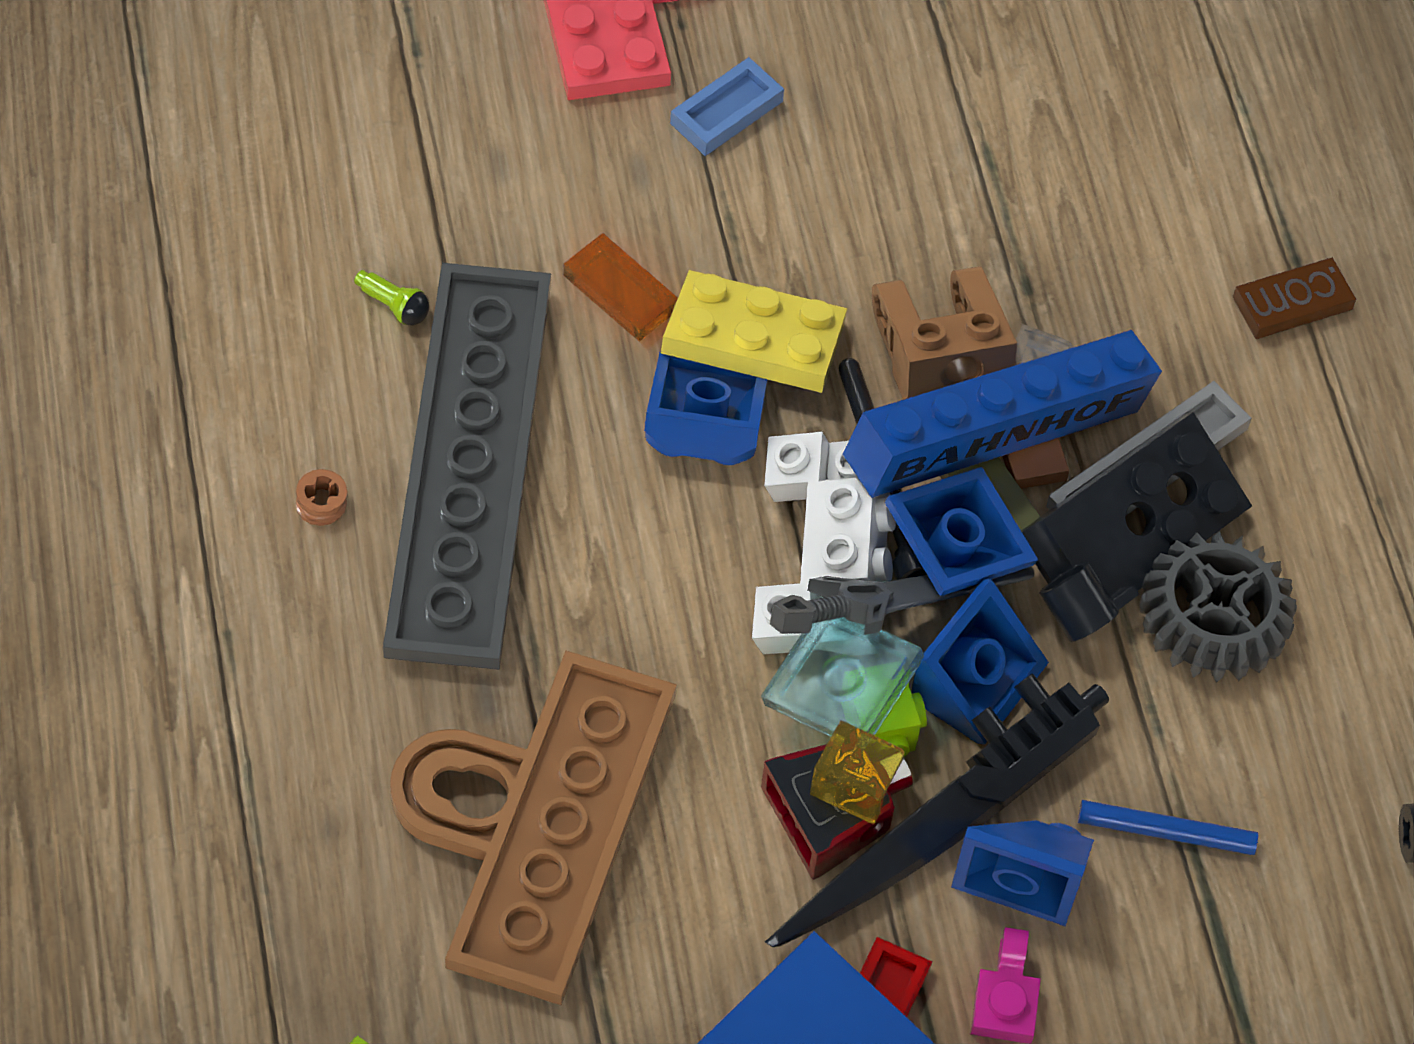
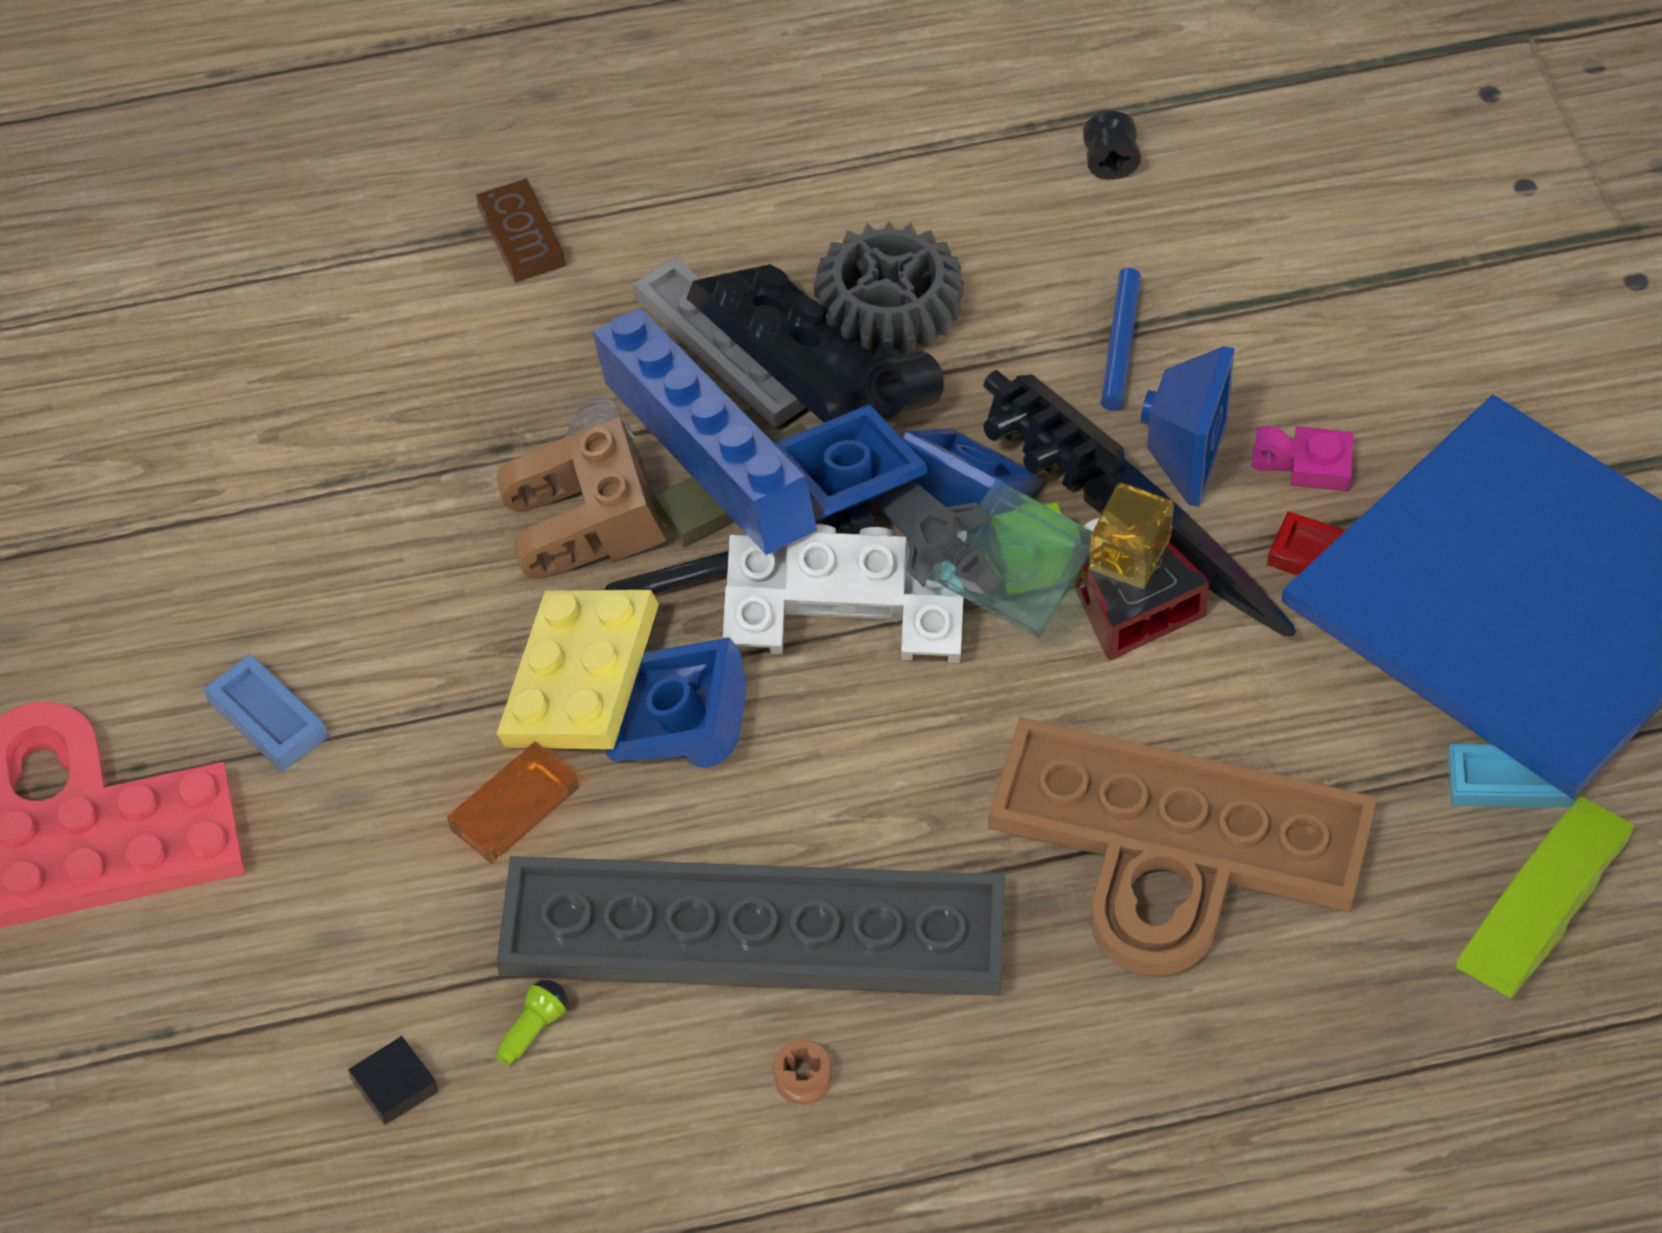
camera: 85 degrees left, 5 degrees down
(347, 199) = (393, 1080): none -> black tile

